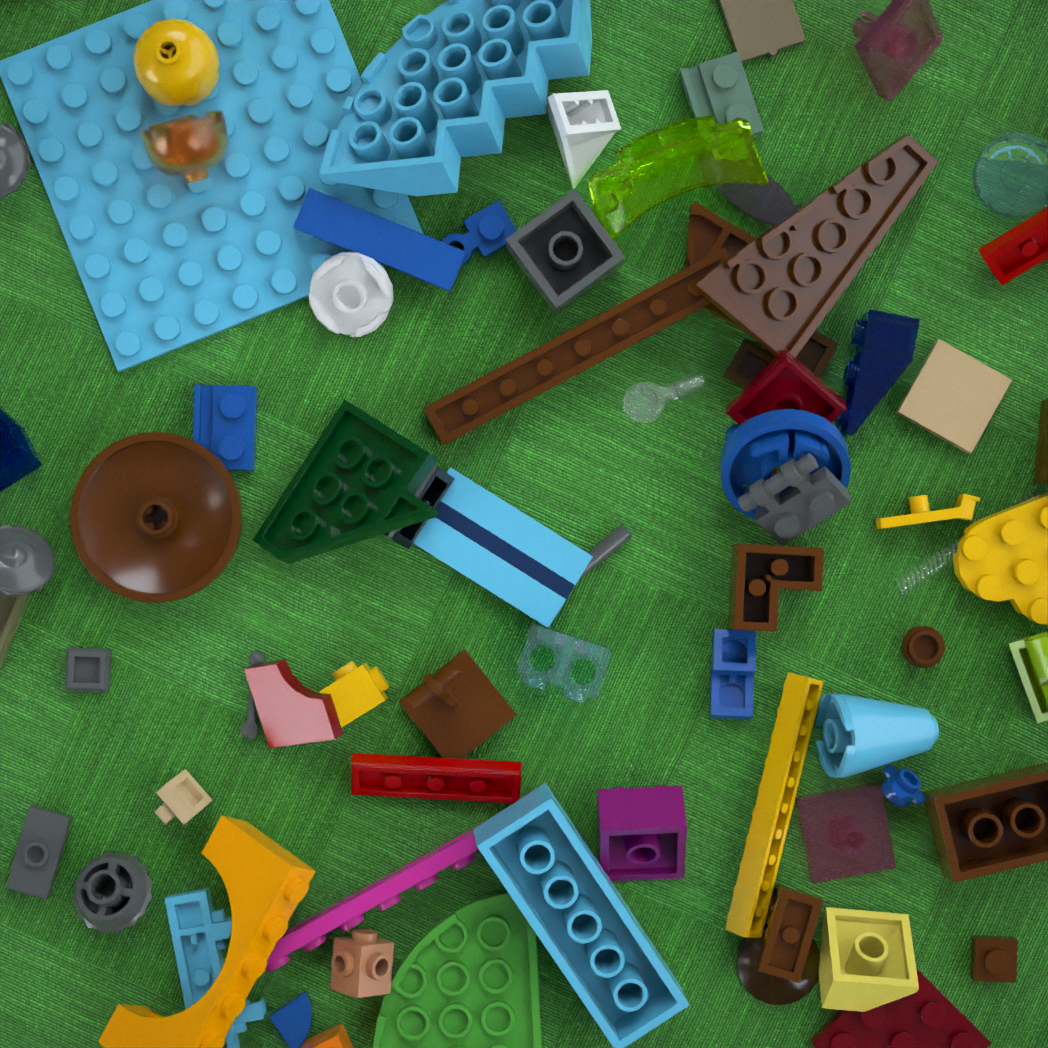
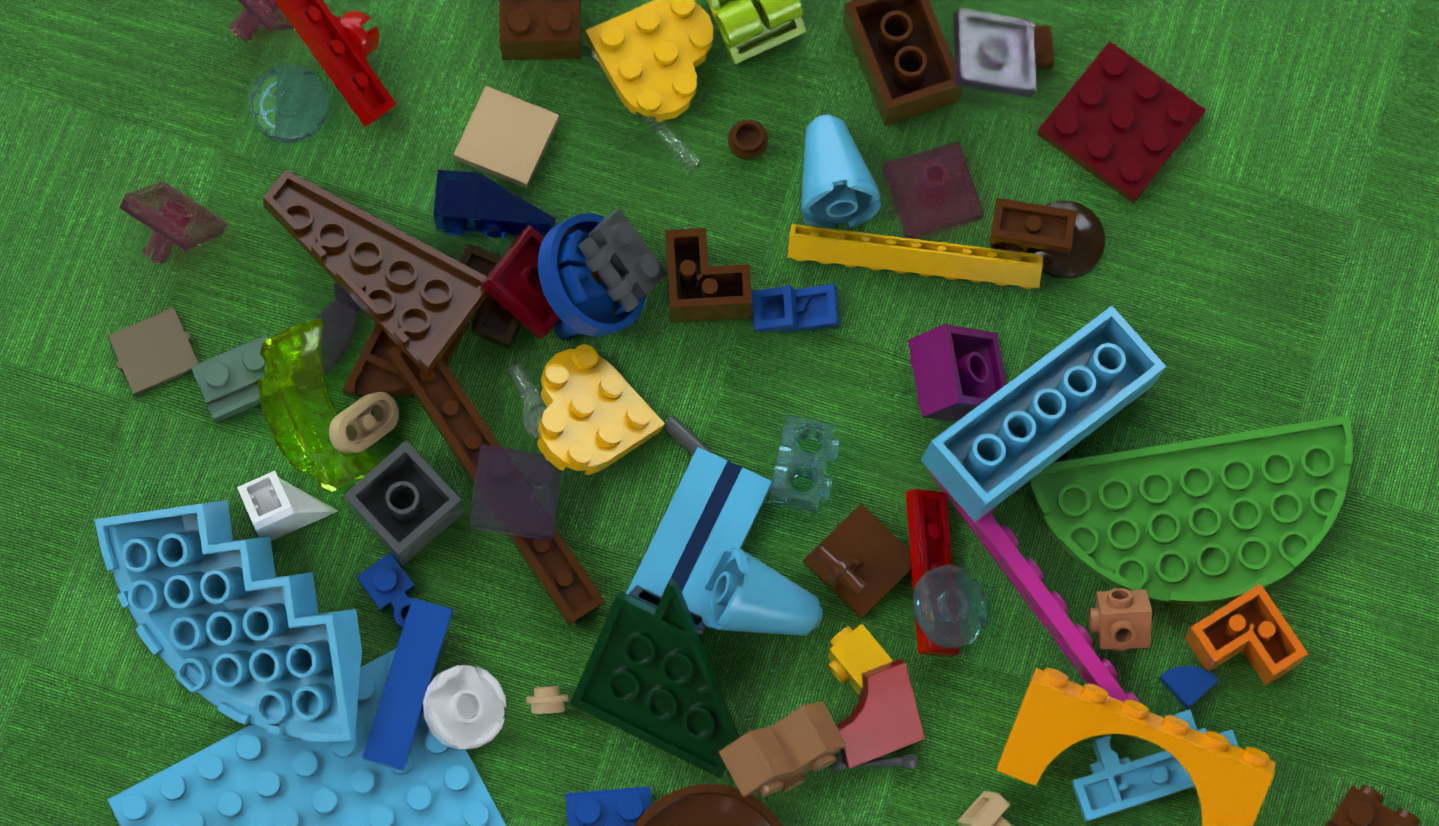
camera: 95 degrees left, 15 degrees down
(260, 604) = (782, 753): none -> medium nougat brick
(349, 377) = (547, 700): none -> tan plate
(395, 791) = (950, 606): none -> clear light blue tile
(422, 596) = (757, 599): none -> medium azure cone
(560, 365) = (515, 493): none -> clear purple plate
(640, 451) = (590, 412): none -> yellow plate
(652, 217) = (361, 426): none -> tan plate
(865, 959) = (1048, 158): light yellow slope -> none
(902, 786) = (882, 143): blue plate -> none
(921, 513) = (613, 117): yellow piece -> none
(986, 920) = (994, 52): none -> plate

